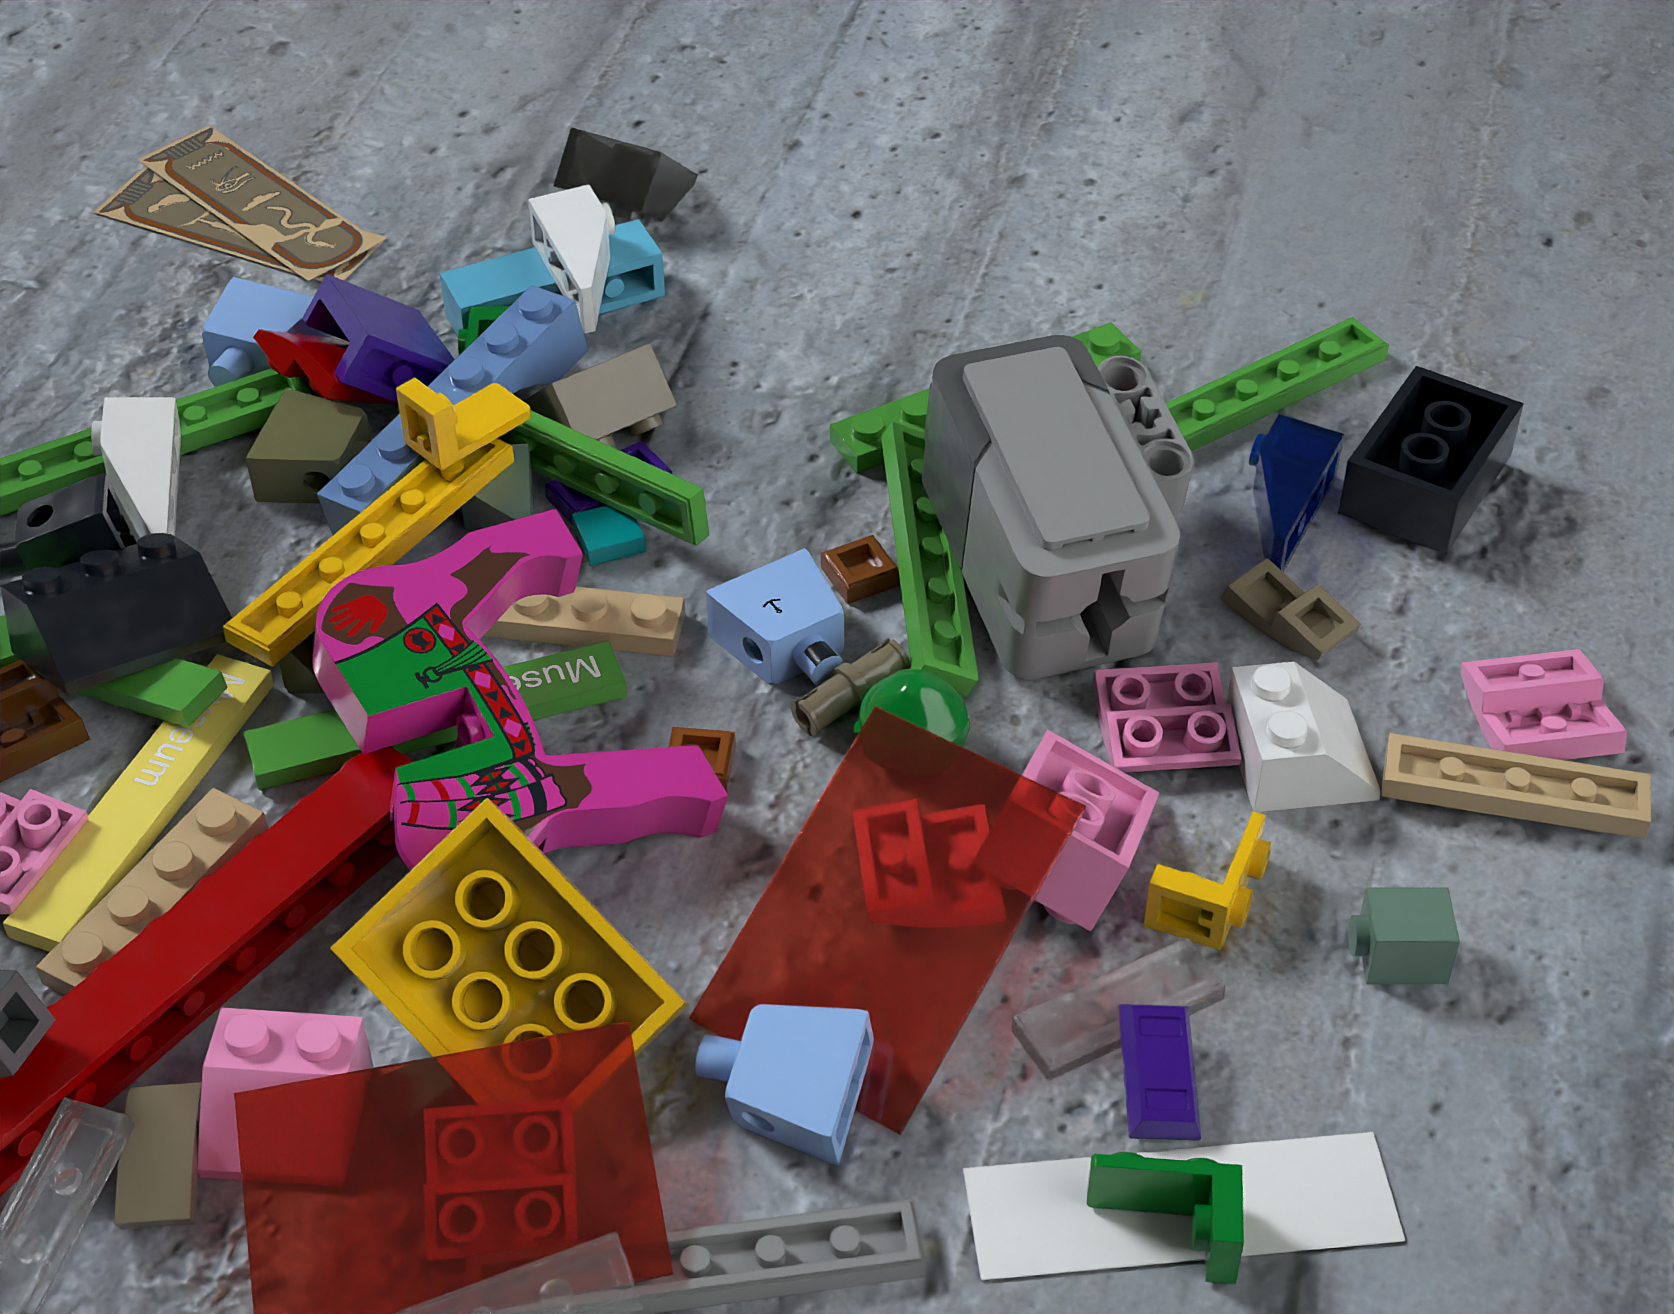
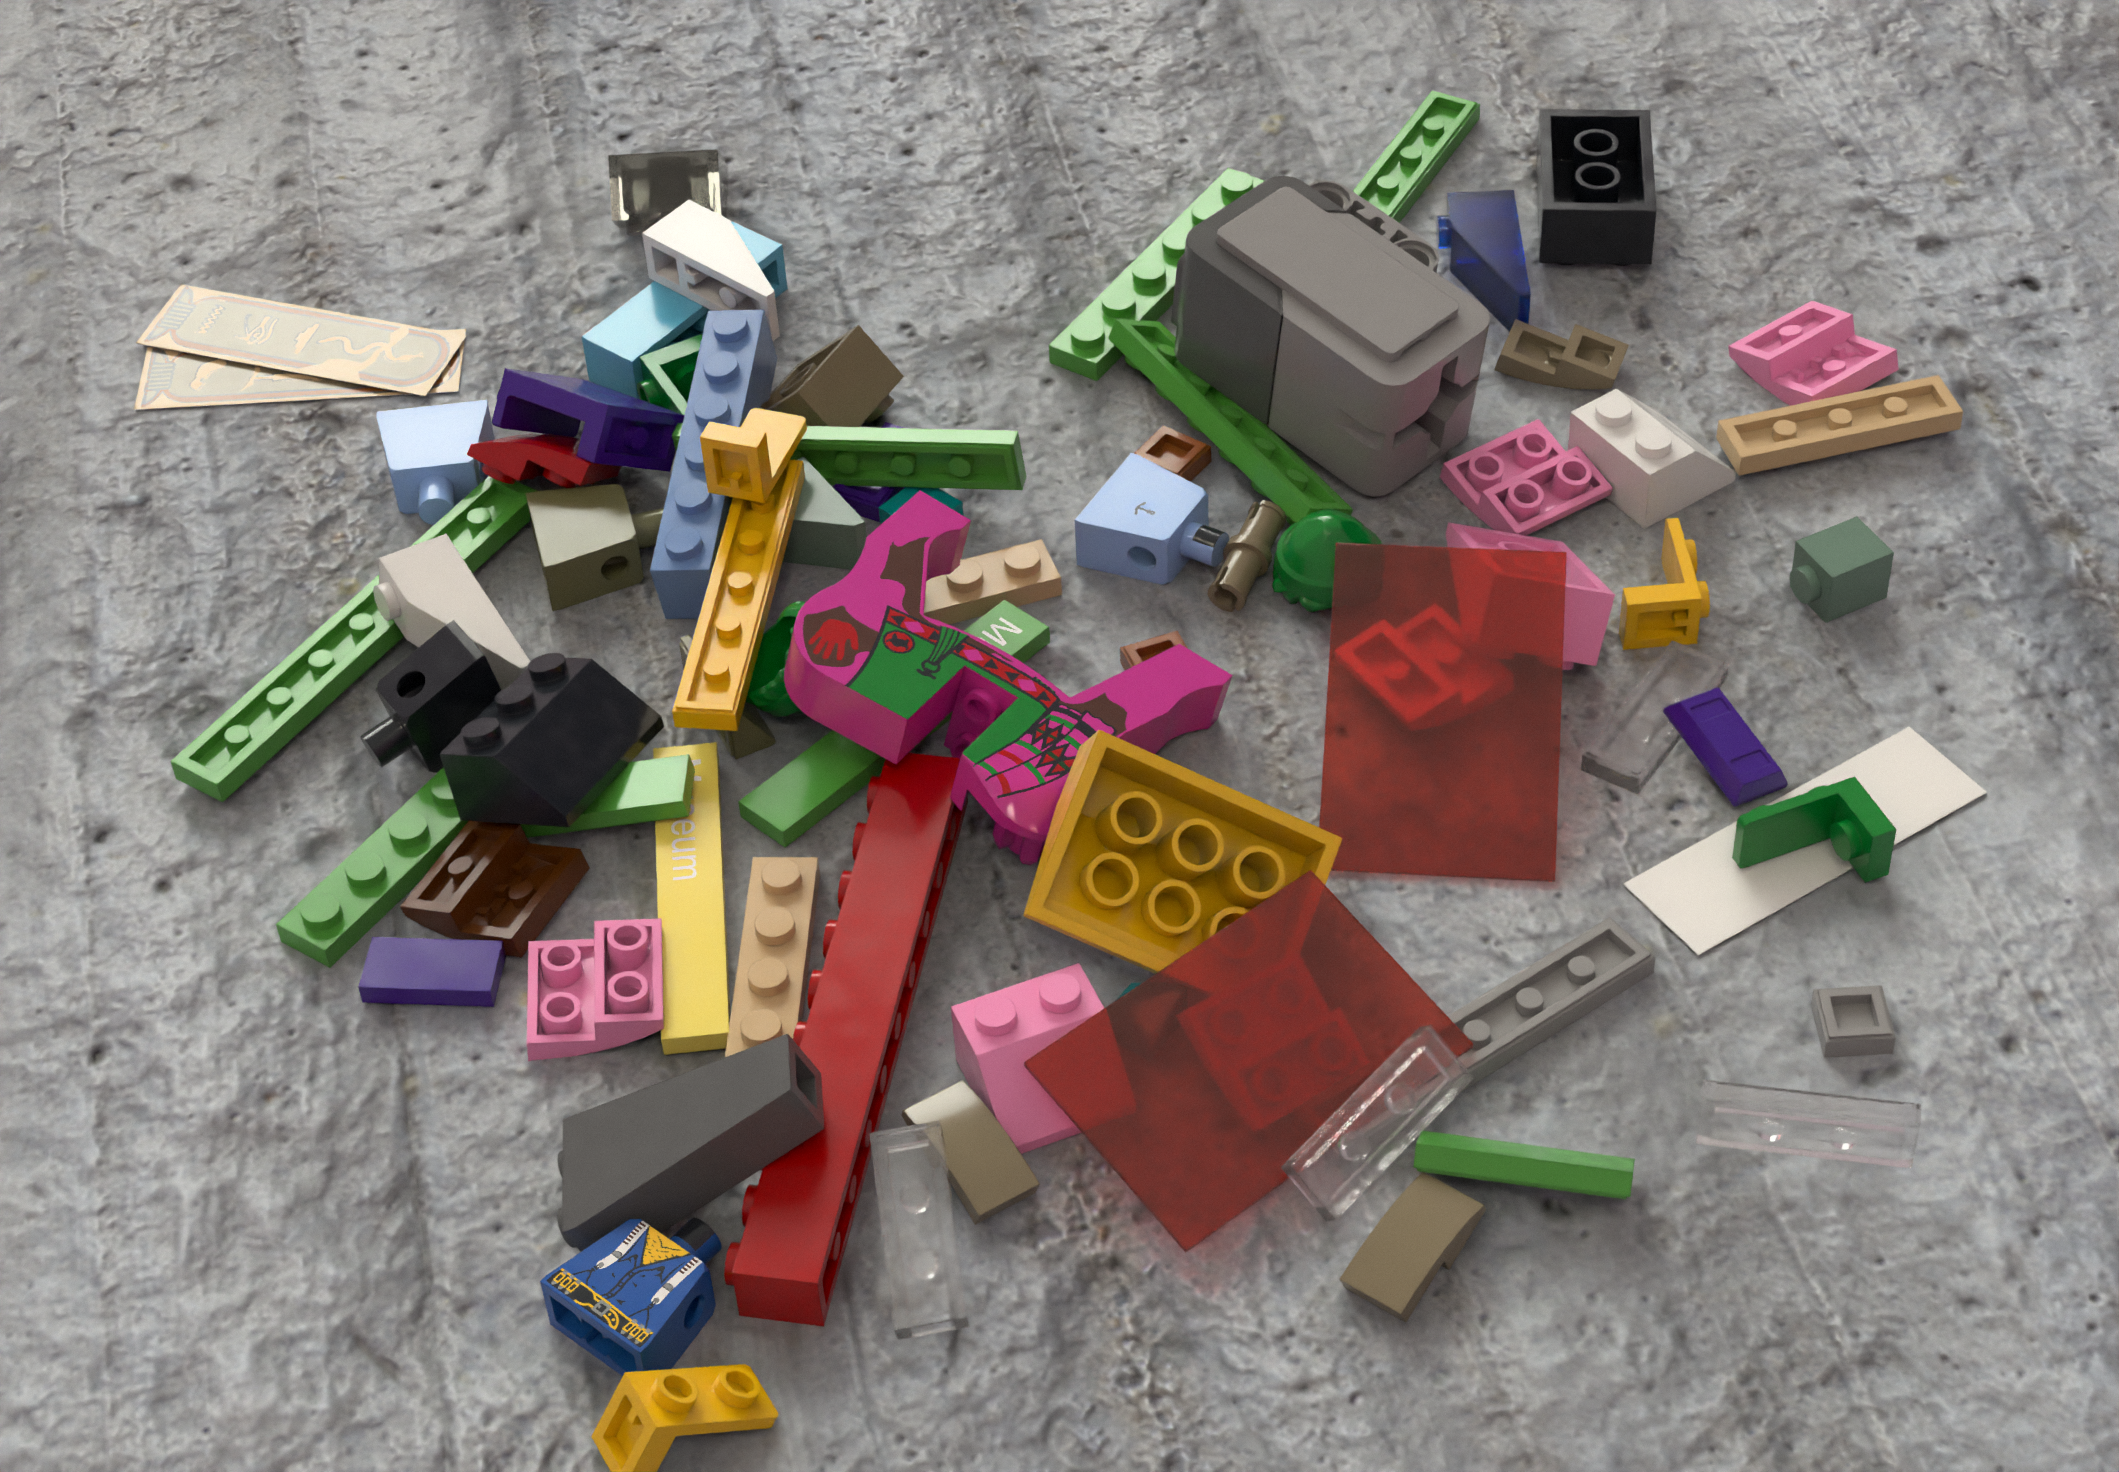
camera: 25 degrees left, 0 degrees up
(793, 1074) = (1453, 865): light blue torso -> none

